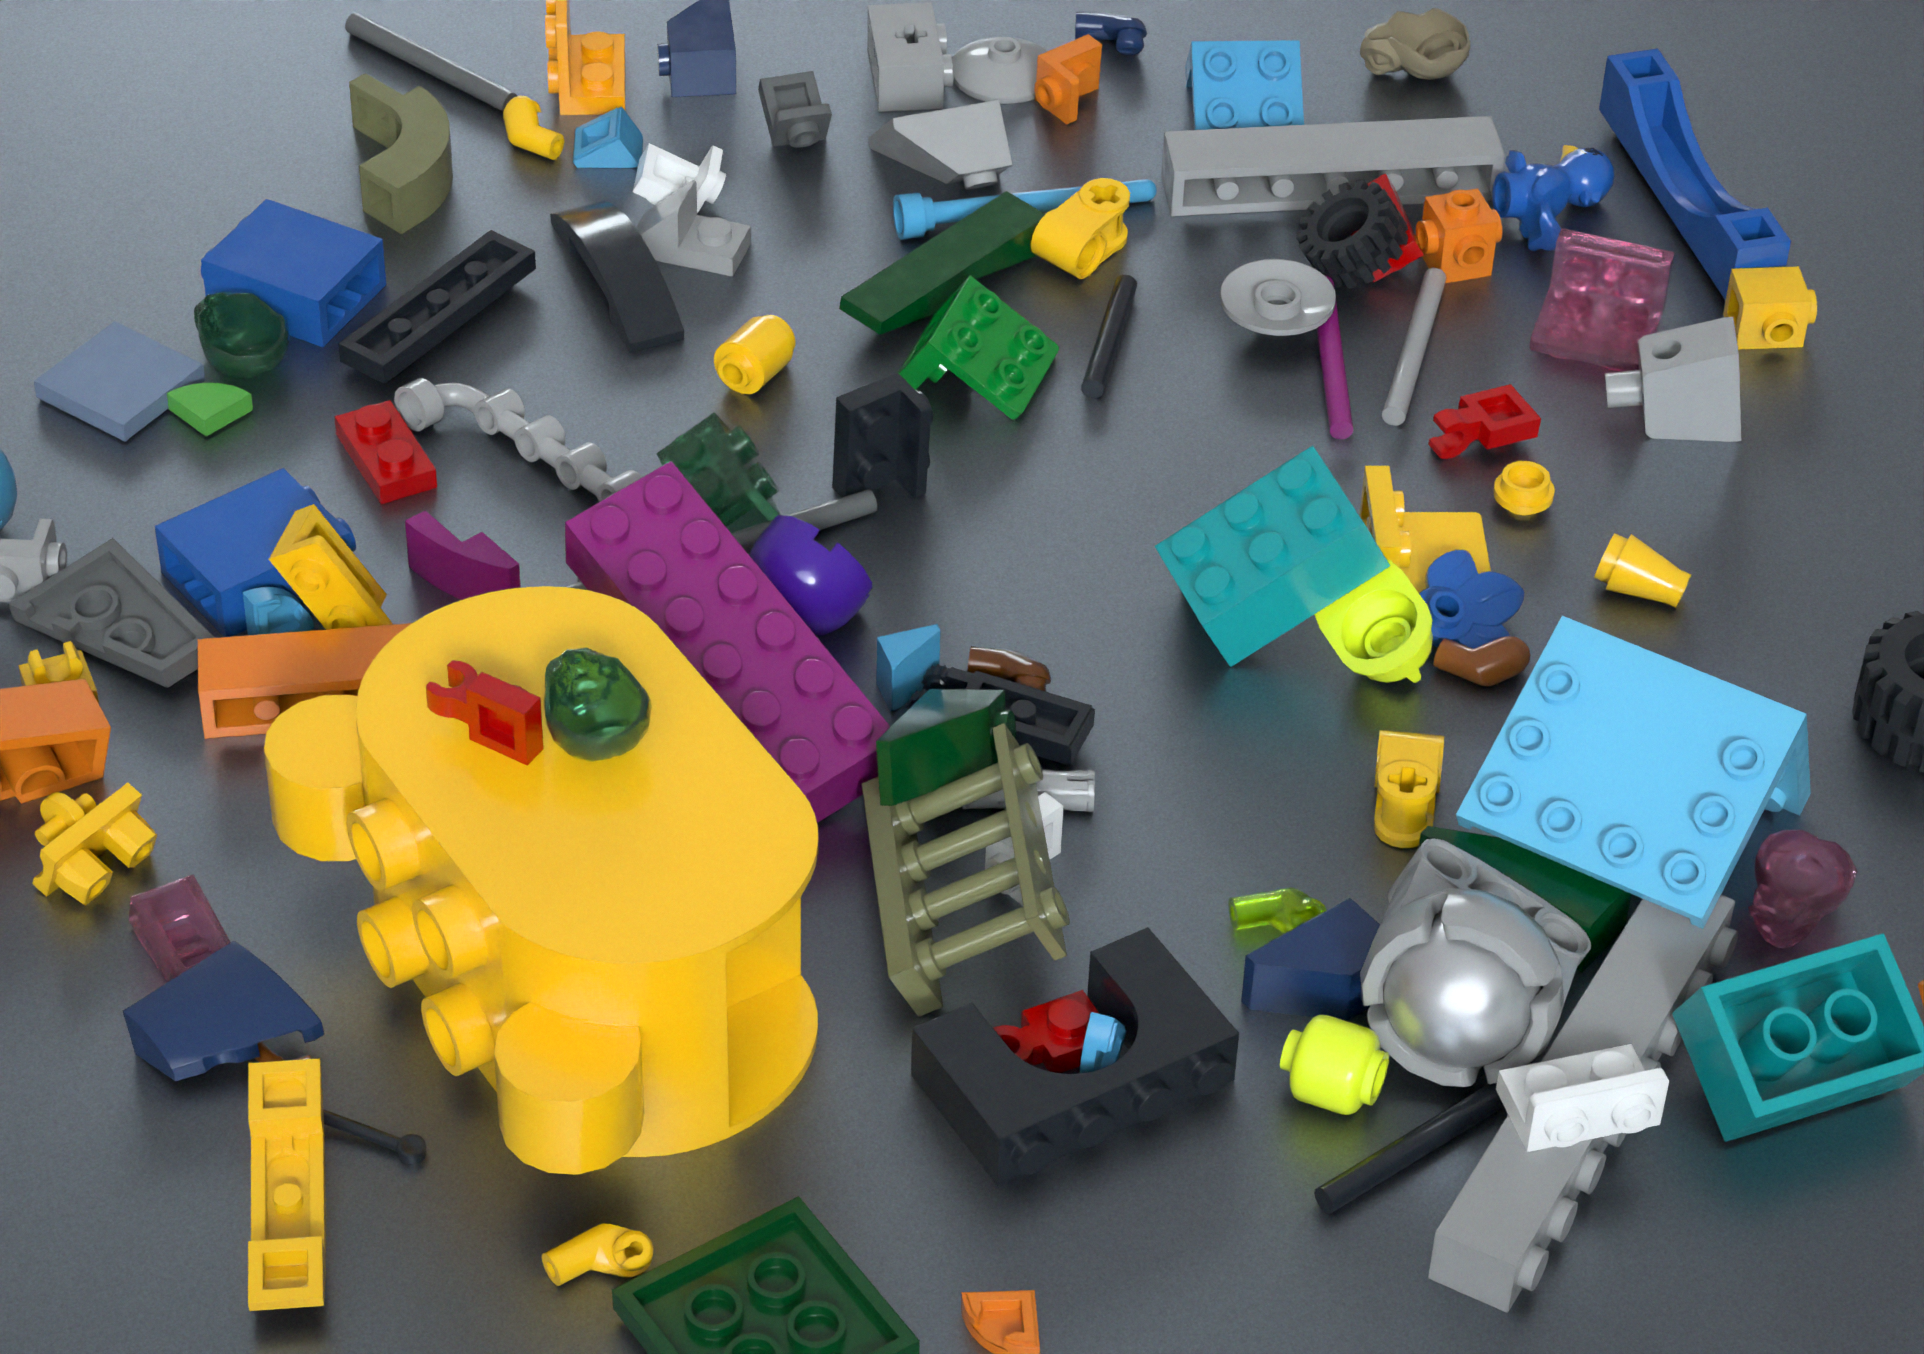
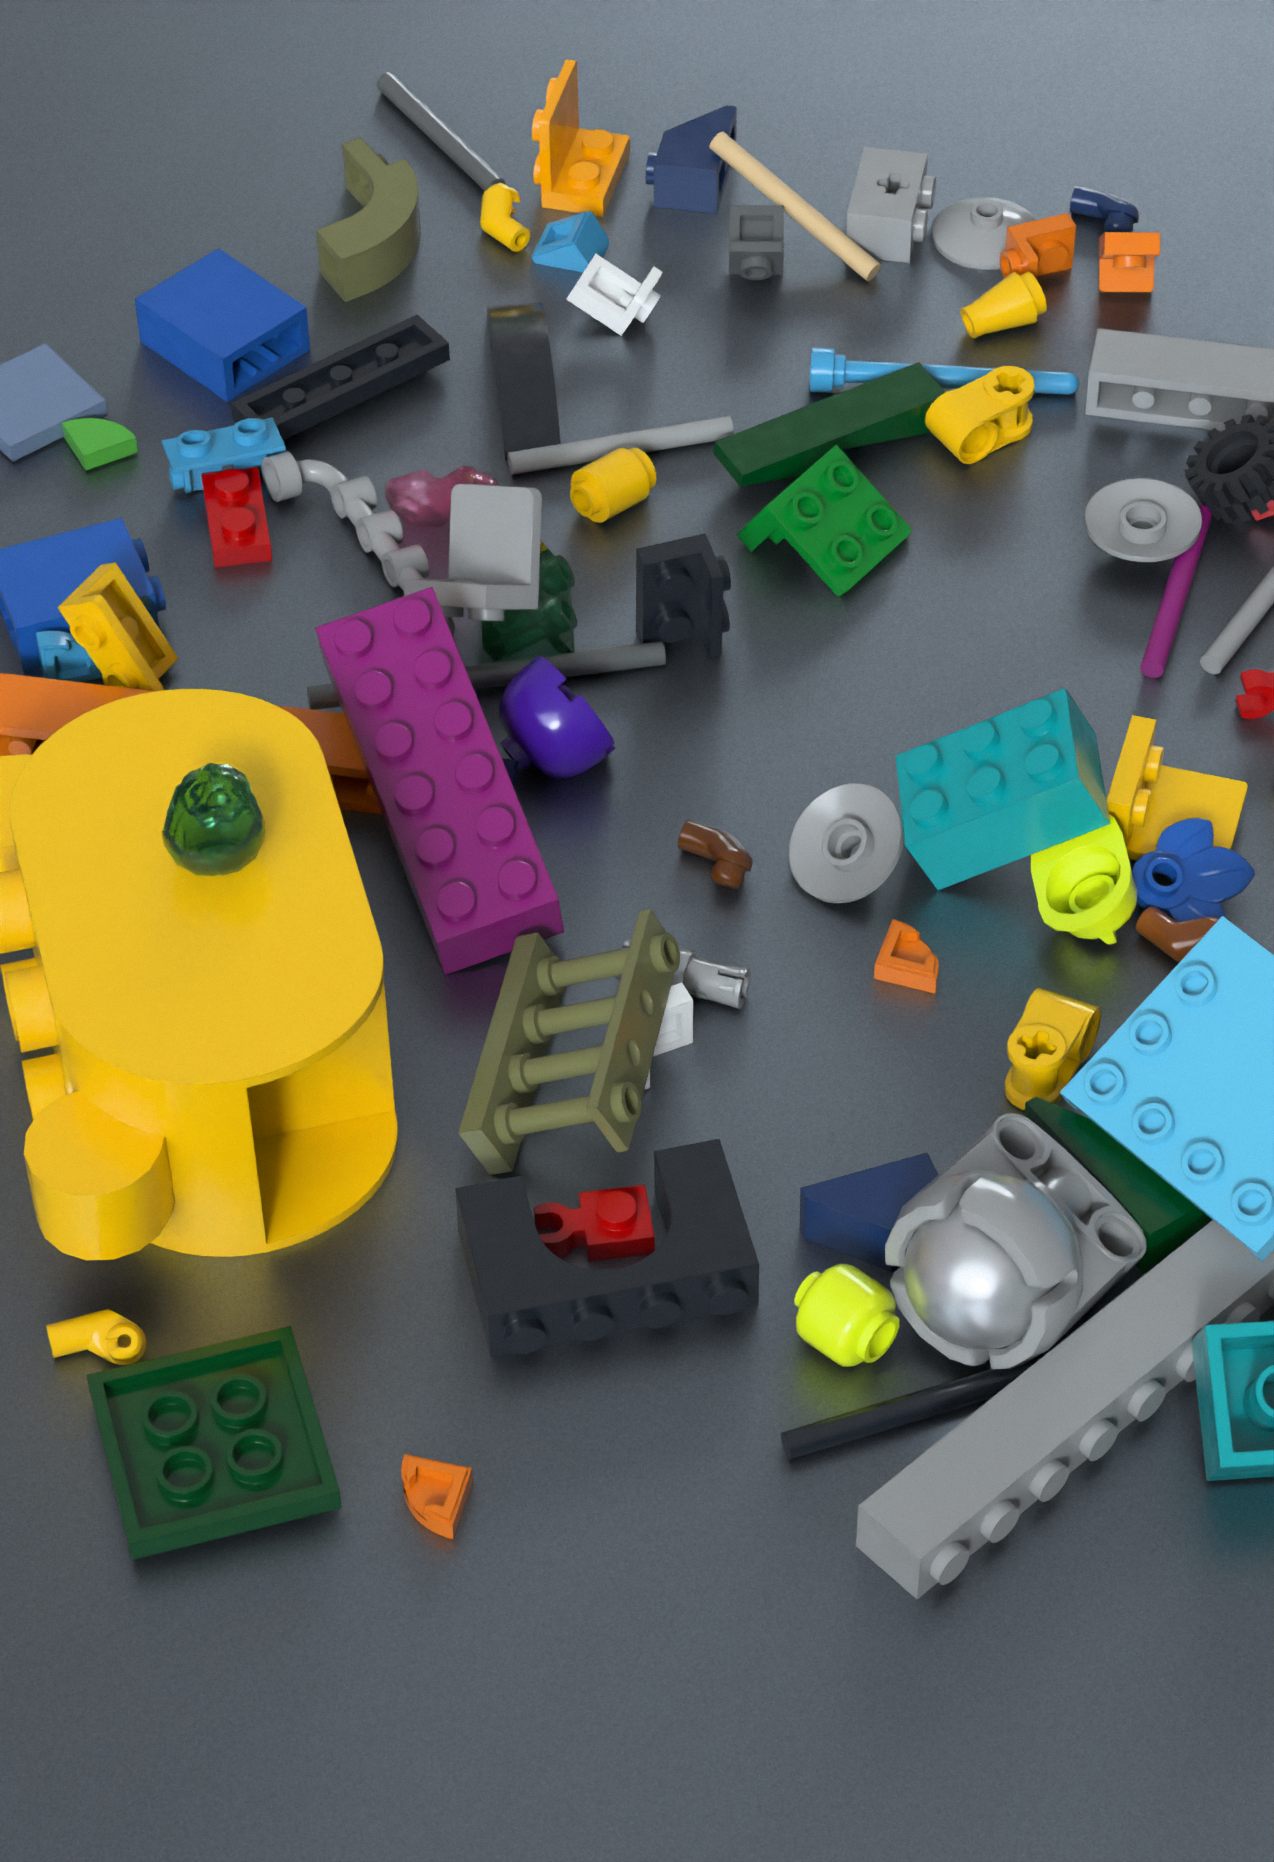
camera: 20 degrees right, 5 degrees up
(240, 334) = (146, 377): clear green hair -> none
(335, 392) = (206, 451): none -> dark azure hinge
(458, 566) = (253, 646): magenta slope -> none
(496, 712) = (128, 813): red plate -> none
(589, 397) = (425, 499): none -> clear pink hair
(686, 417) = (490, 552): none -> light grey bracket
(691, 240) = (603, 355): light grey slope -> none
(730, 321) = (595, 448): none -> light grey bar
(823, 71) = (795, 206): none -> tan bar
(904, 661) = (621, 825): dark azure slope -> none
(940, 742) = (597, 911): dark green slope -> none
(949, 143) = (888, 303): light grey slope -> none
(1044, 720) = (692, 893): black hinge -> none
(1060, 128) = (1007, 305): none -> yellow cone
(1101, 1043) = (629, 1241): dark azure tile -> none
(1109, 336) = (965, 528): black bar -> none
(1118, 620) = (829, 832): none -> light grey dish
(1156, 69) = (1127, 261): none -> orange bracket
(1234, 735) = (906, 959): none -> orange tile
(1245, 83) = (1208, 293): dark azure bracket -> none
(1278, 908) = (868, 1144): clear neon green arm -> none
(1582, 1097) = (1055, 1406): white bracket -> none

